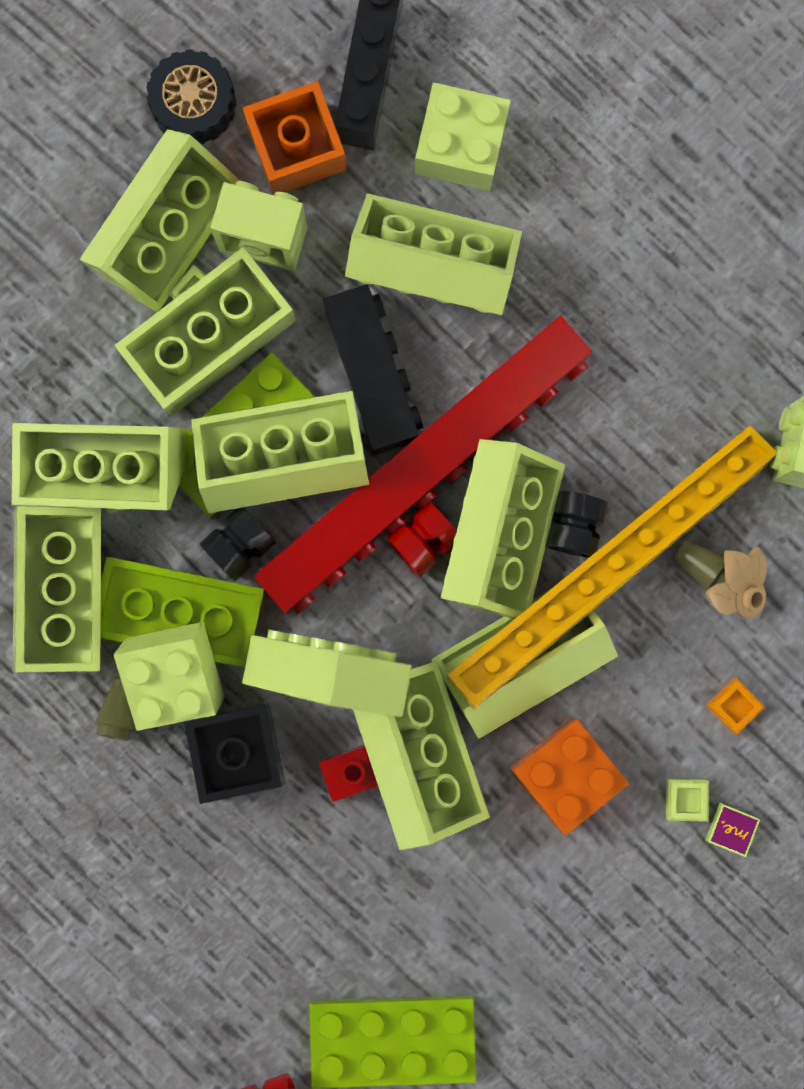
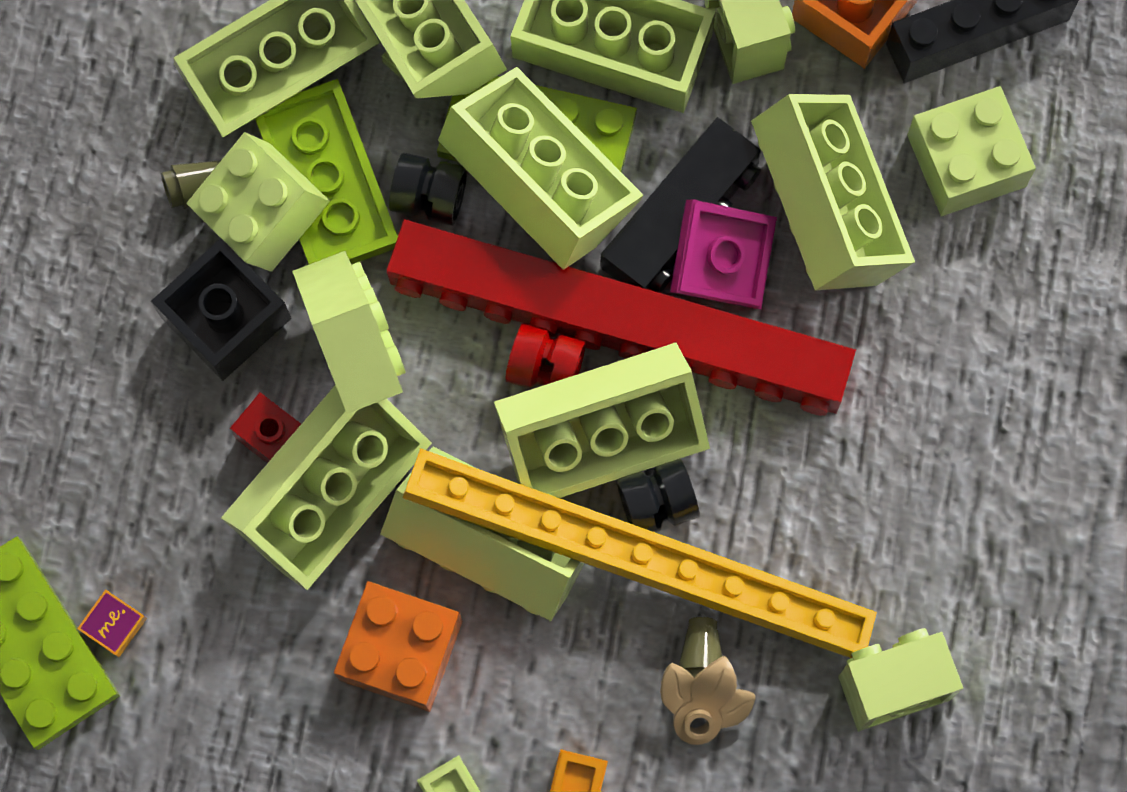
camera: 65 degrees right, 10 degrees down
(417, 971) = (112, 623): none -> magenta tile
(427, 362) = (723, 254): none -> dark pink tile

